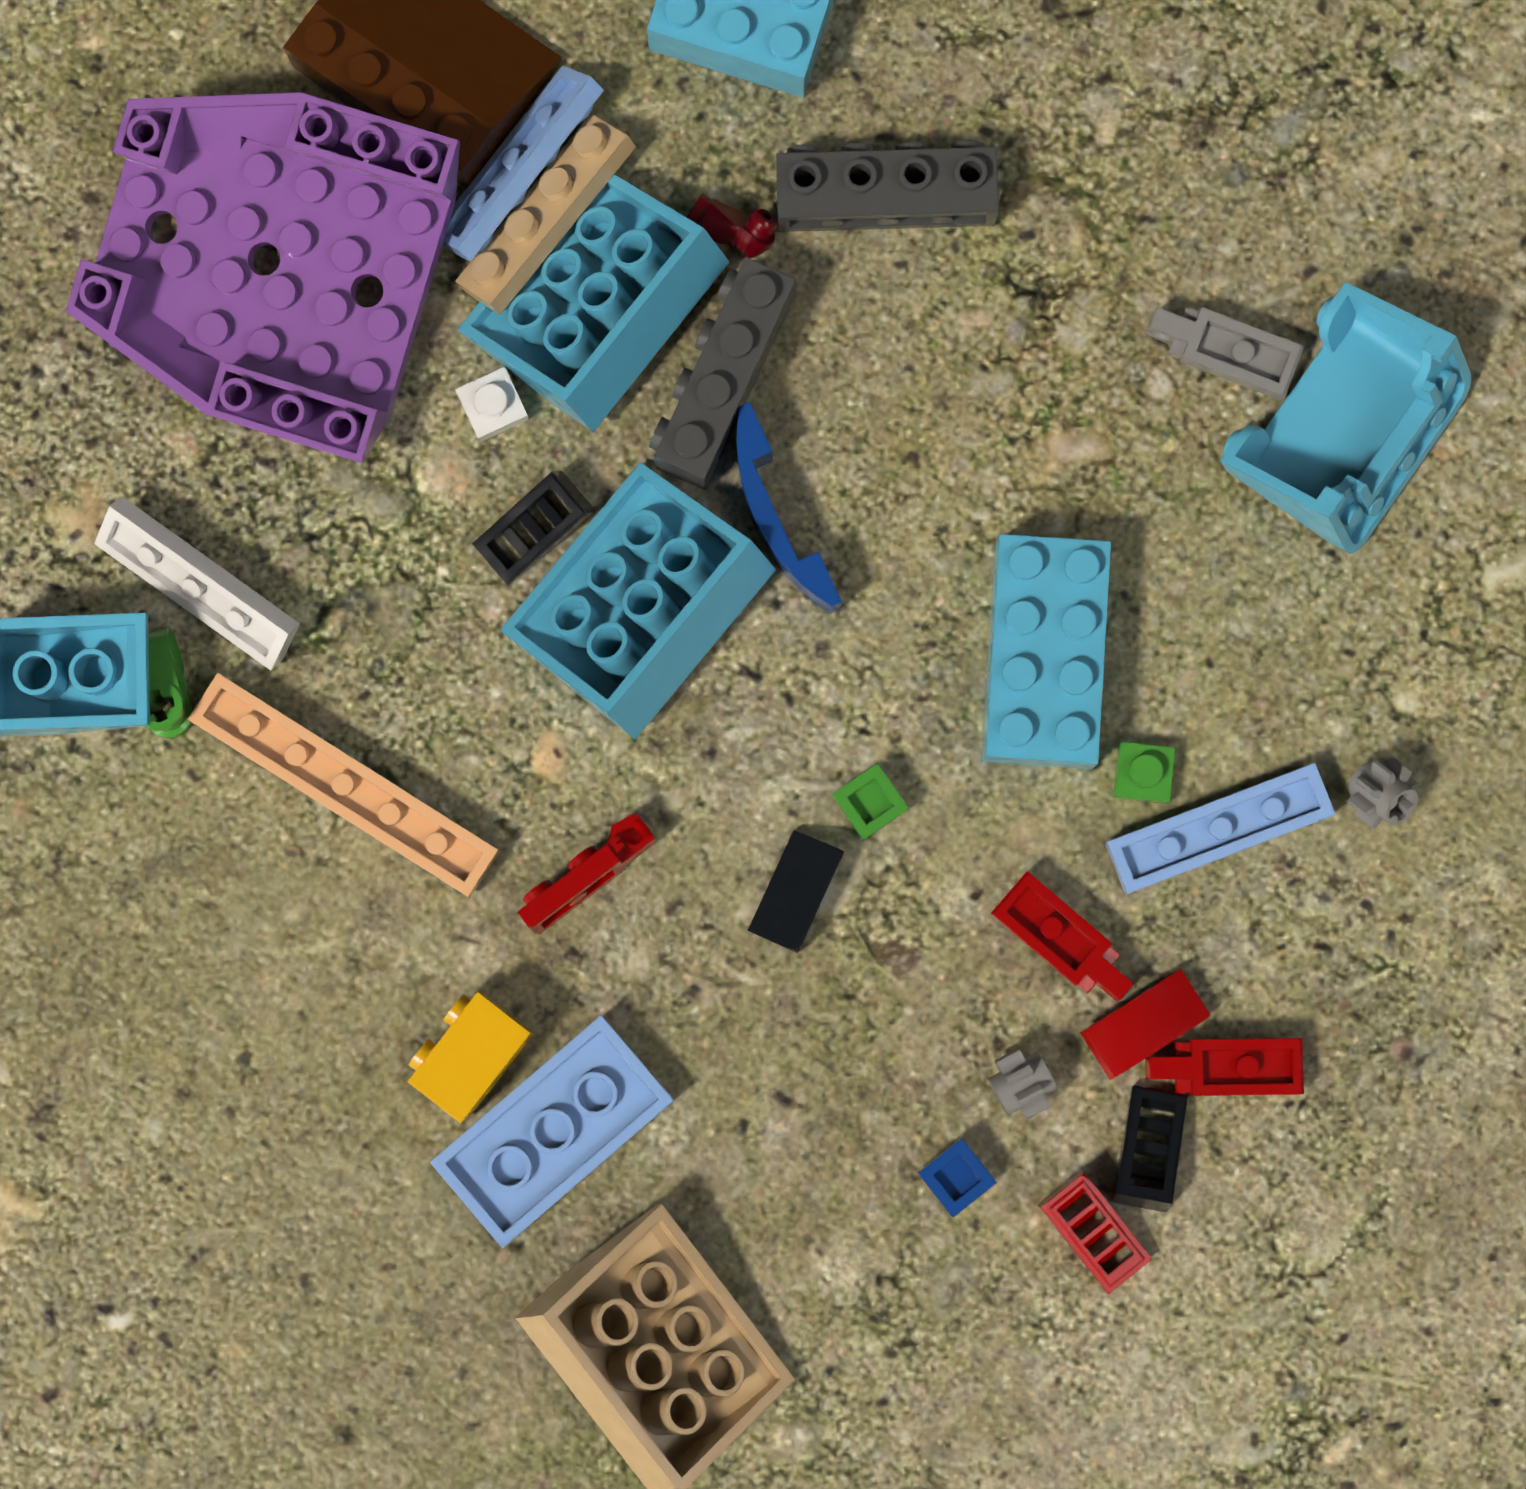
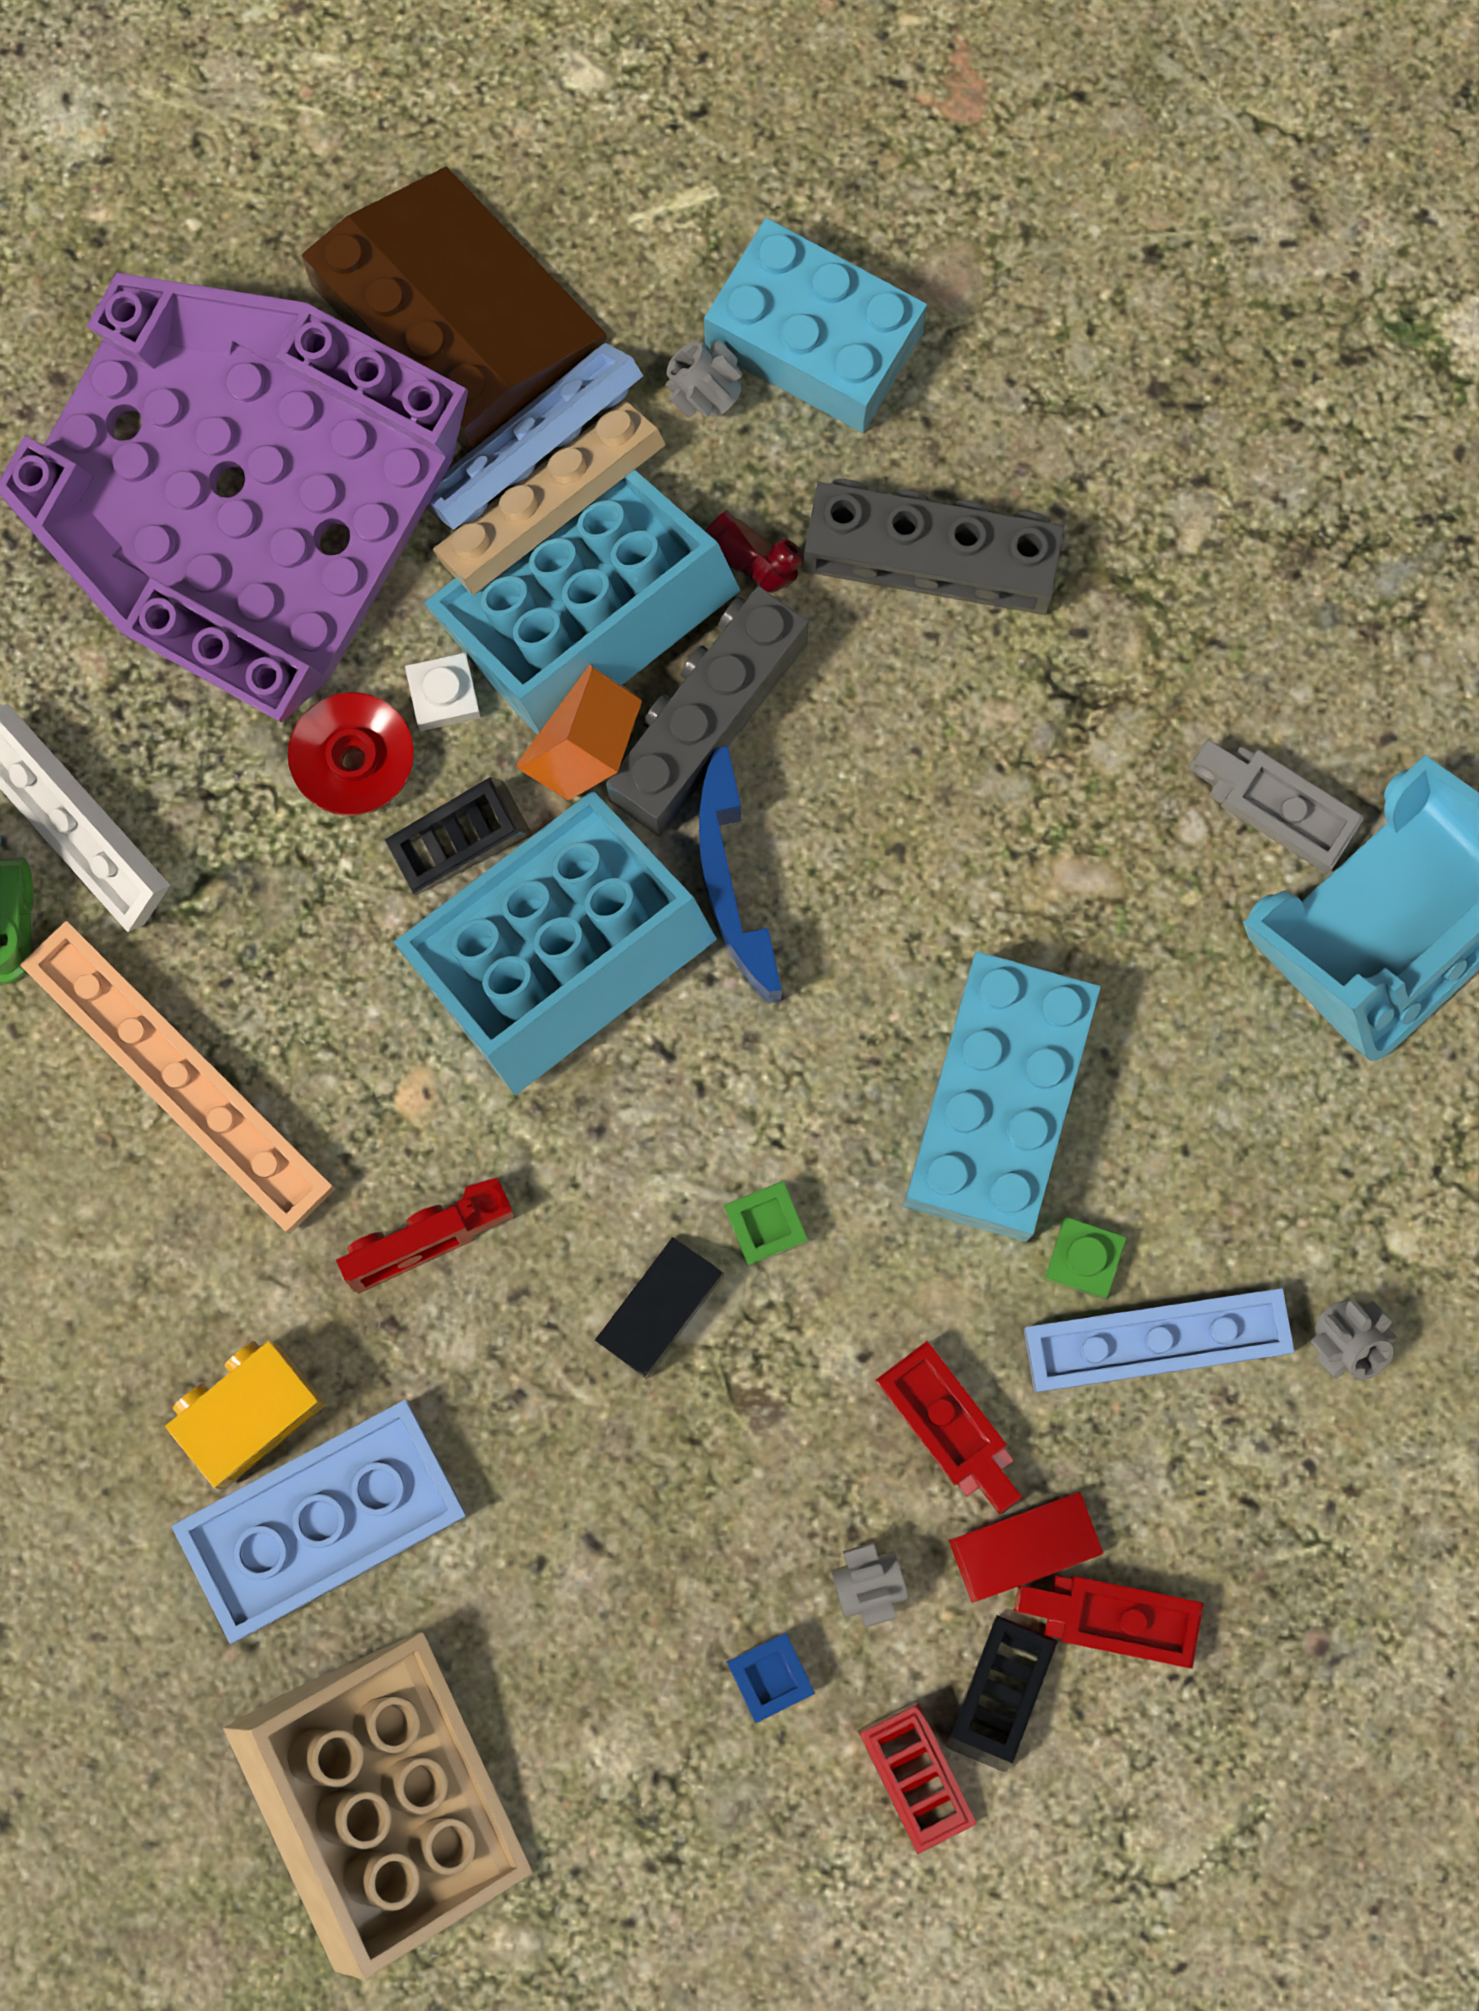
camera: 10 degrees right, 5 degrees down
(422, 449) = (345, 725): none -> red dish
(625, 419) = (583, 736): none -> orange slope
(656, 81) = (704, 379): none -> light grey gear

